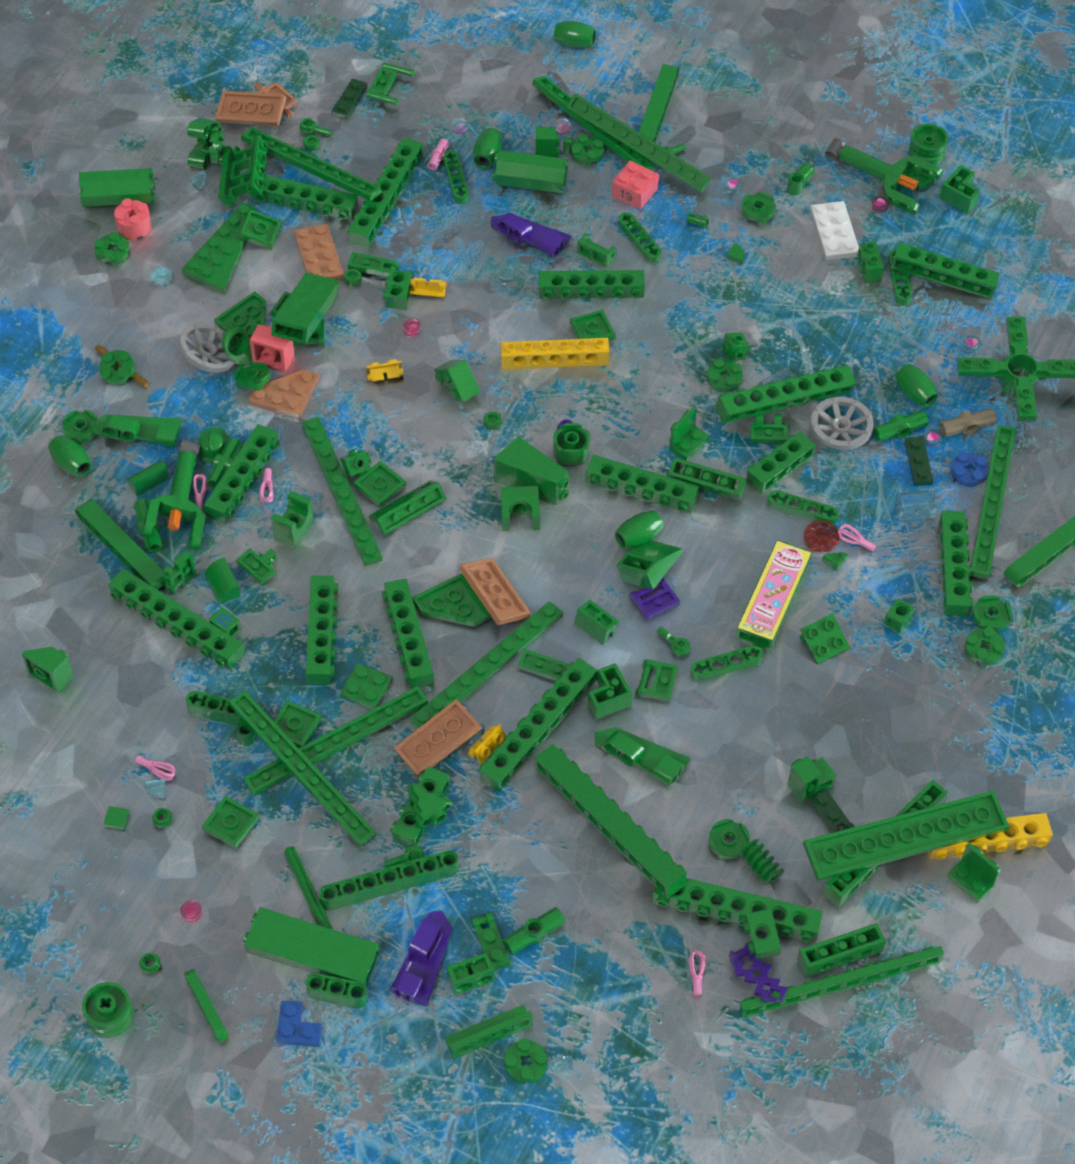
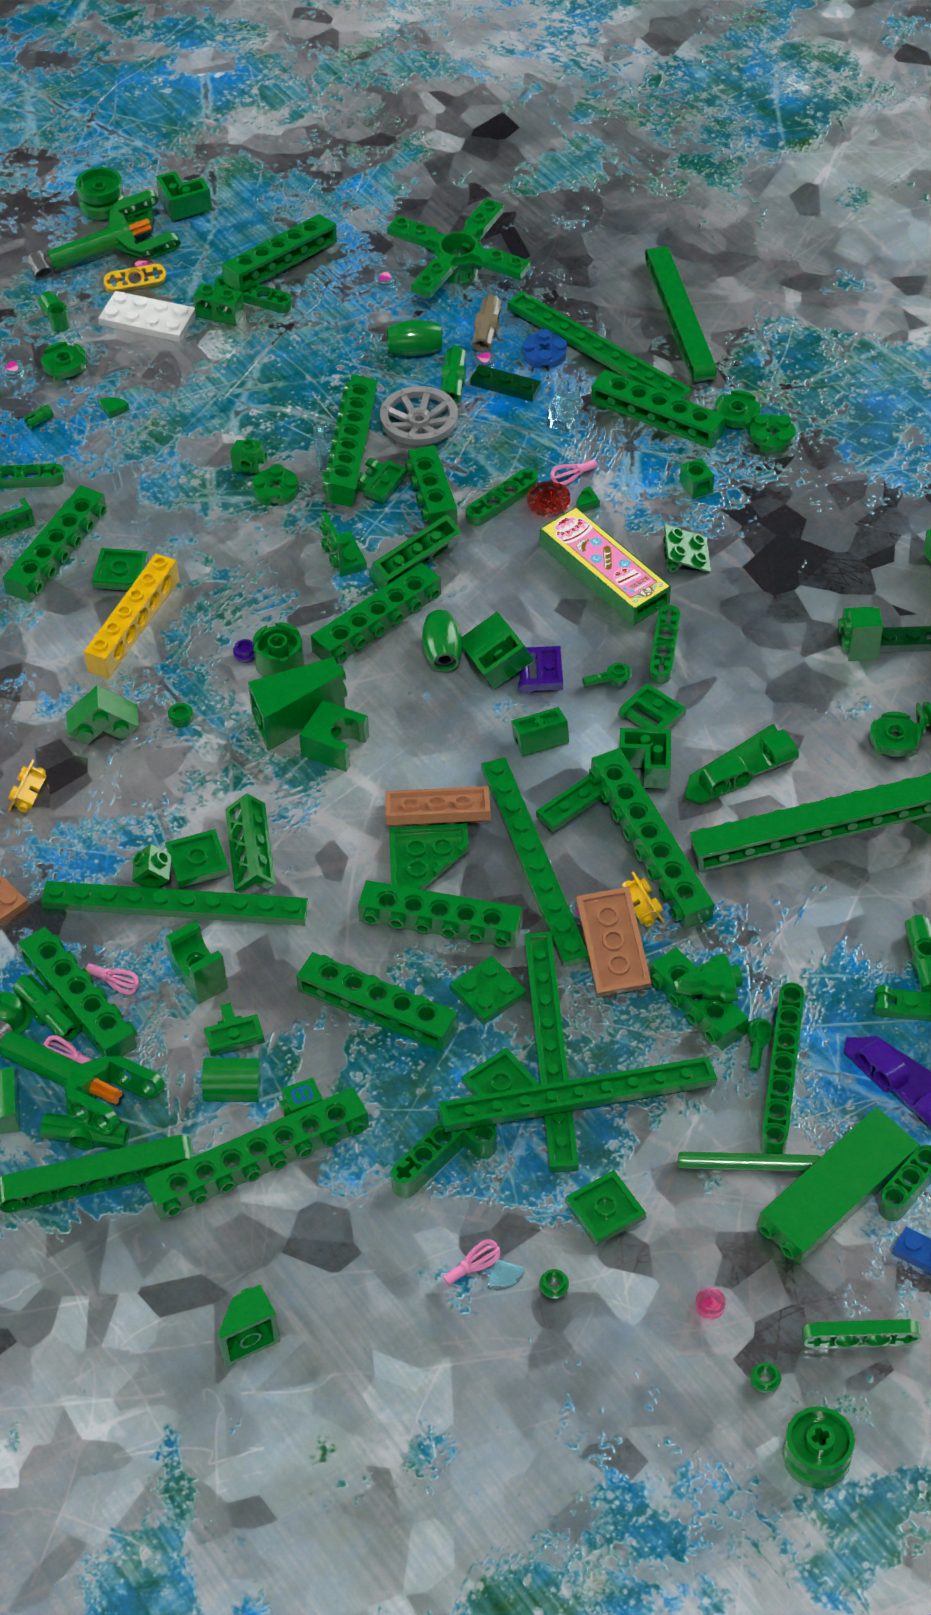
camera: 60 degrees left, 5 degrees down
(116, 818) = (523, 1338): green tile -> none
(181, 573) = (193, 1115): green plate -> none
(864, 212) = (149, 269): none -> yellow beam

